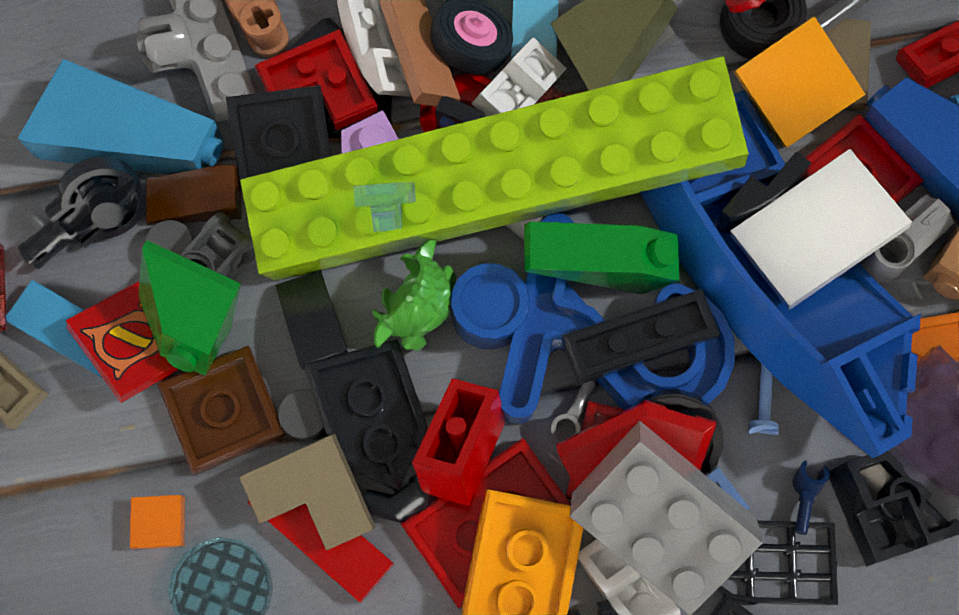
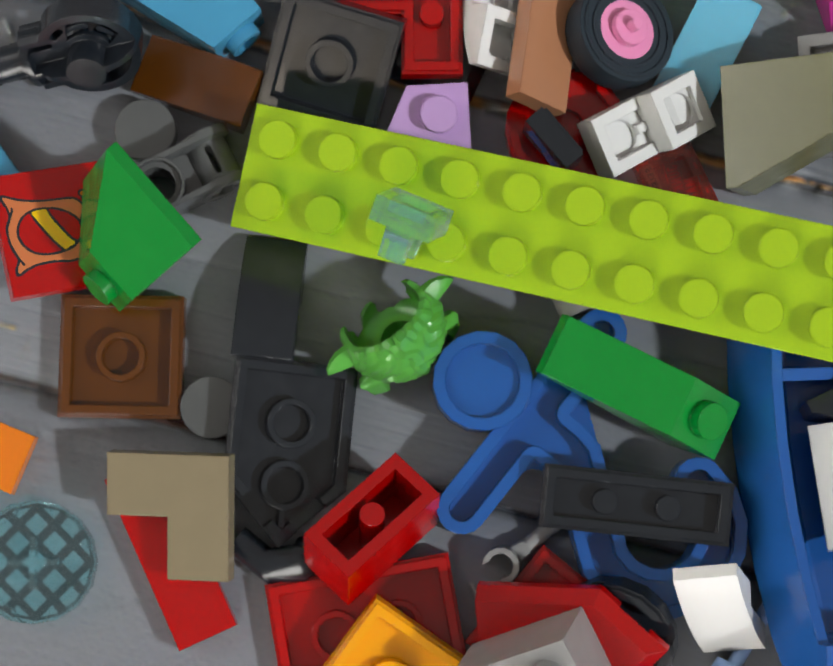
camera: 25 degrees right, 10 degrees up
(735, 379) = (719, 607): none -> white slope

